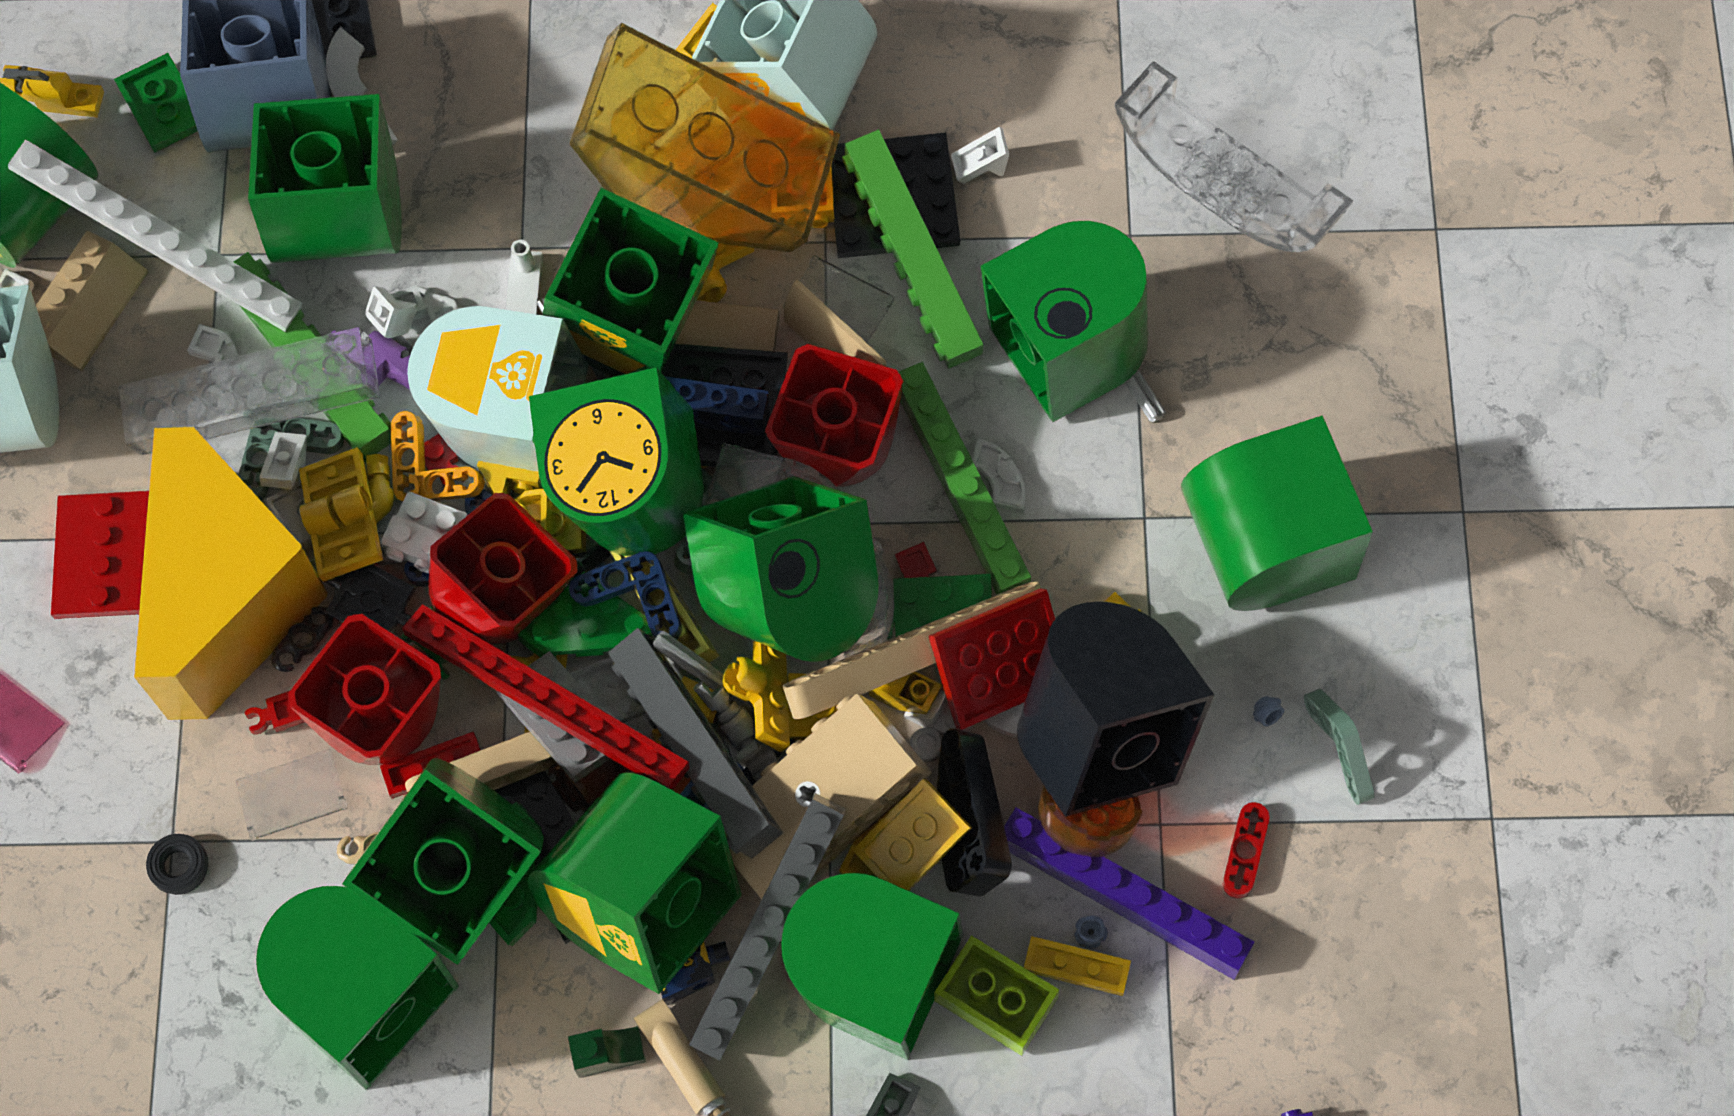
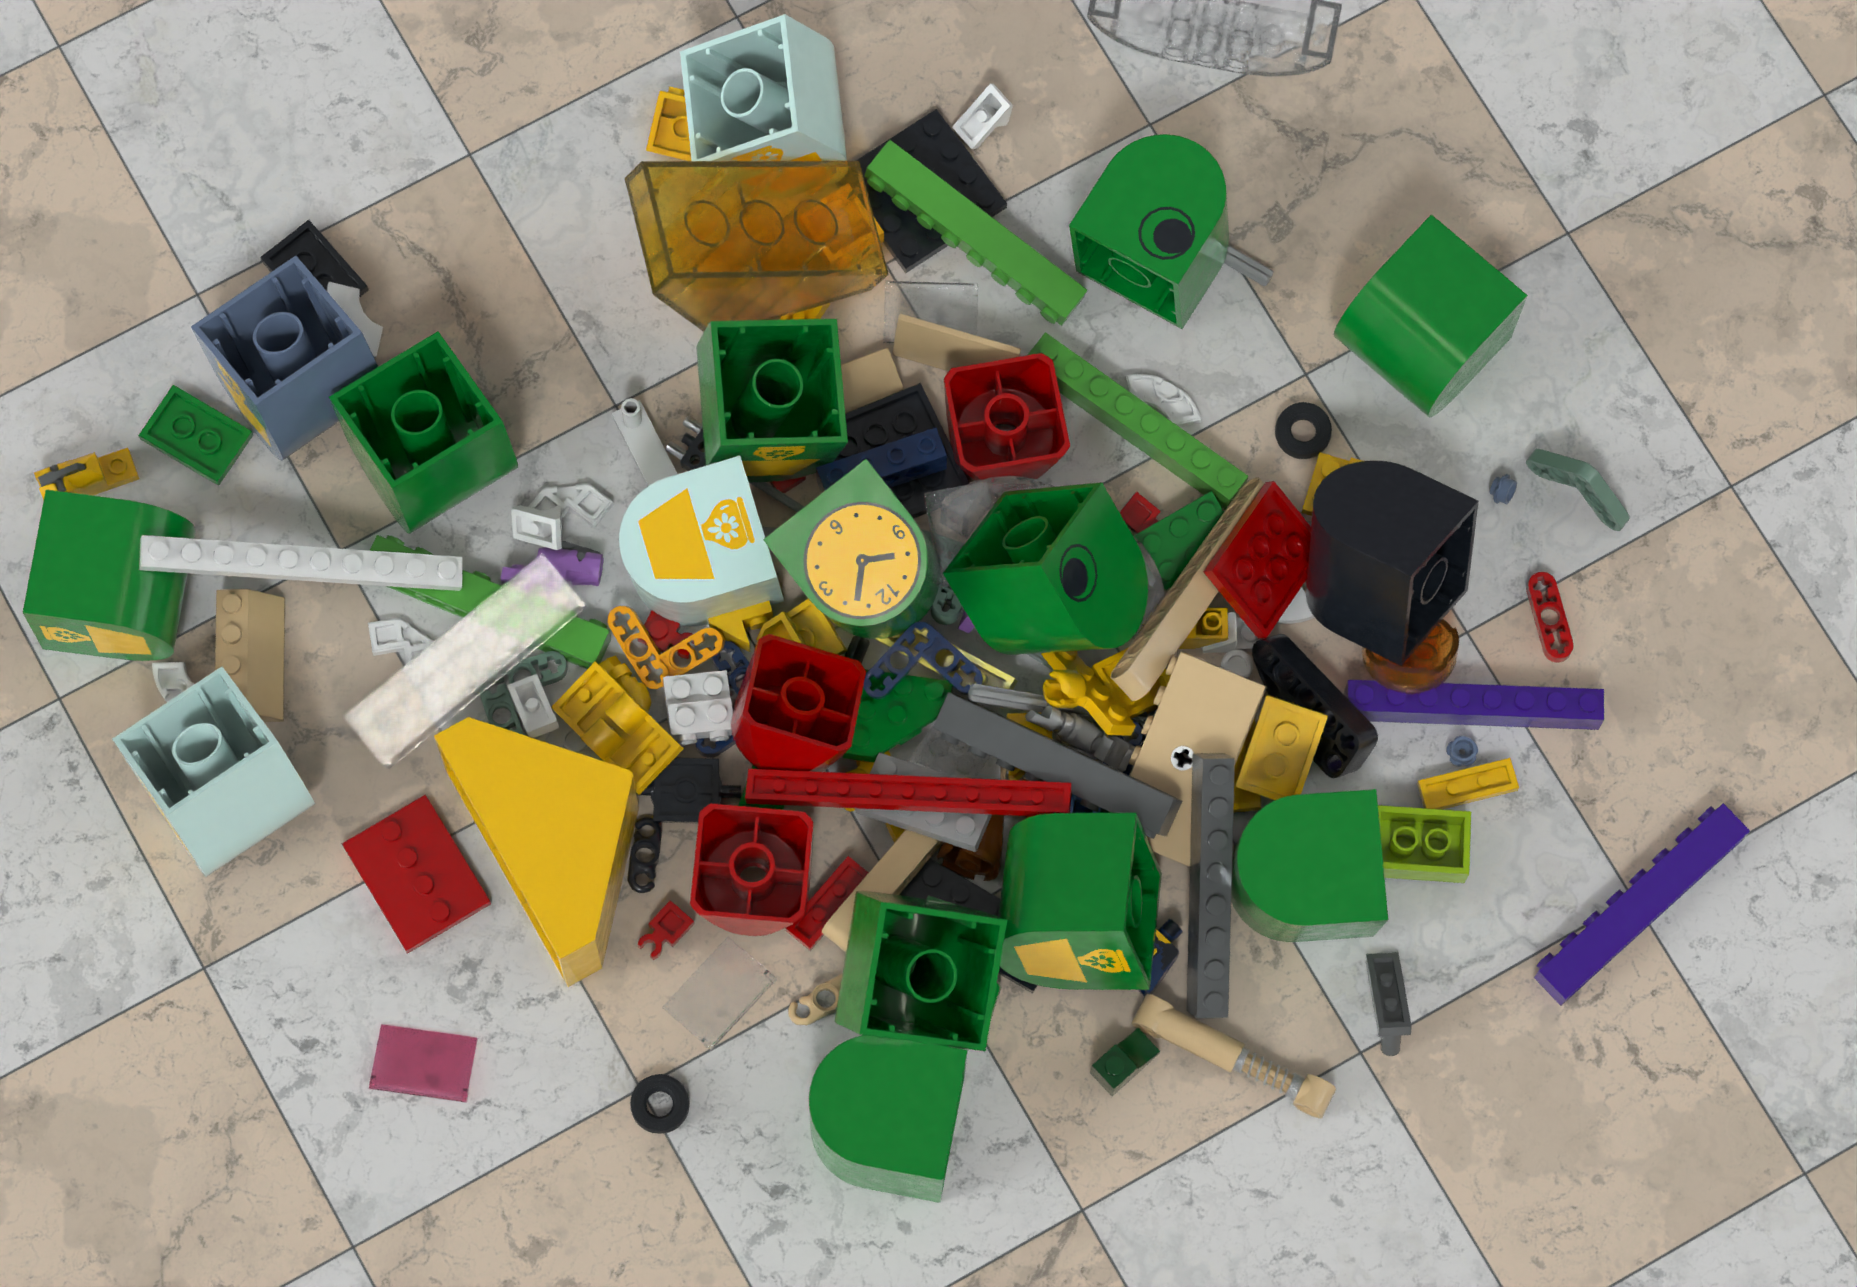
camera: 35 degrees left, 5 degrees up
(1111, 546) = (1297, 448): none -> black tyre

